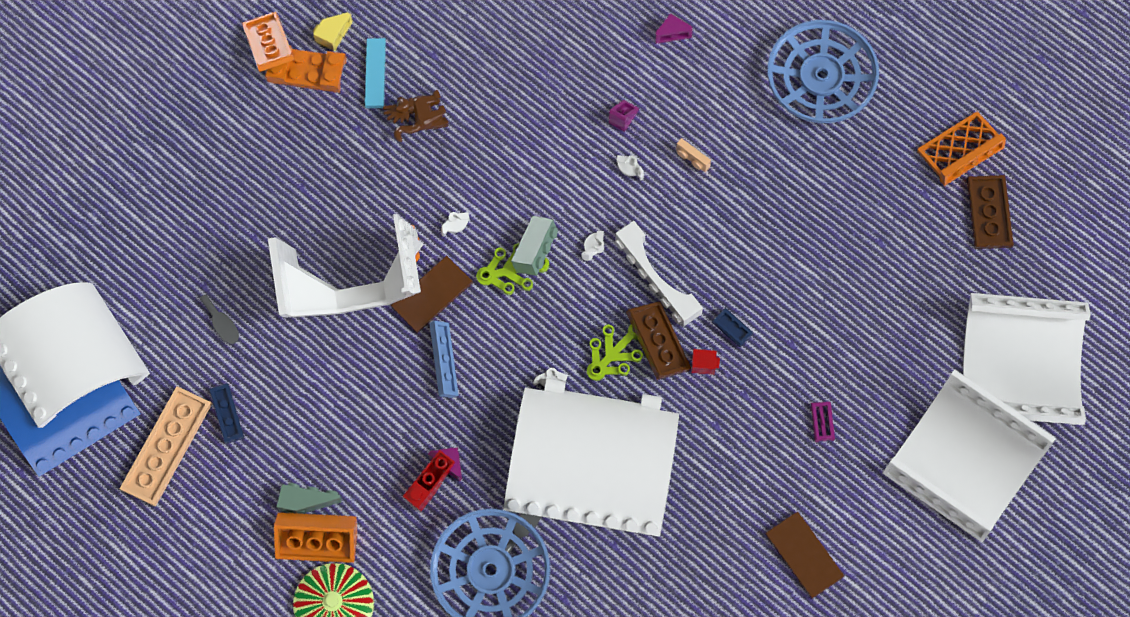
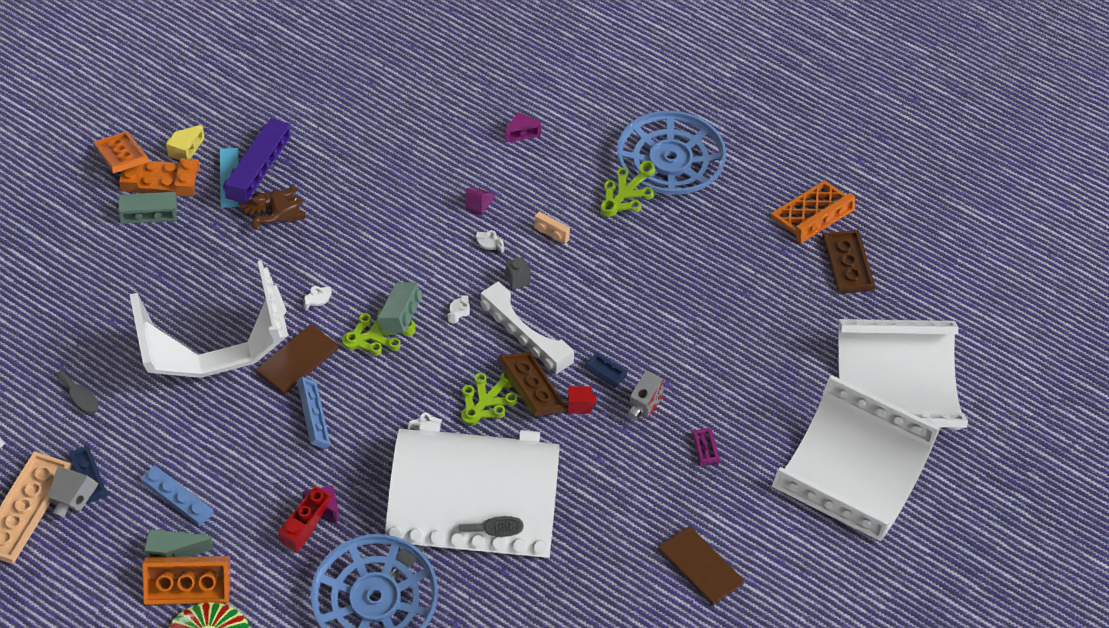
camera: 10 degrees left, 20 degrees down
(209, 434) = (70, 490): none -> light grey torso
(293, 107) = (148, 207): none -> sand green brick
(310, 442) = (176, 495): none -> medium blue plate
(403, 58) = (257, 161): none -> dark purple brick
(610, 507) = (496, 526): none -> dark grey piece
(654, 208) = (517, 273): none -> dark grey brick
(772, 117) = (627, 191): none -> lime plant
(774, 359) = (646, 395): none -> light grey torso

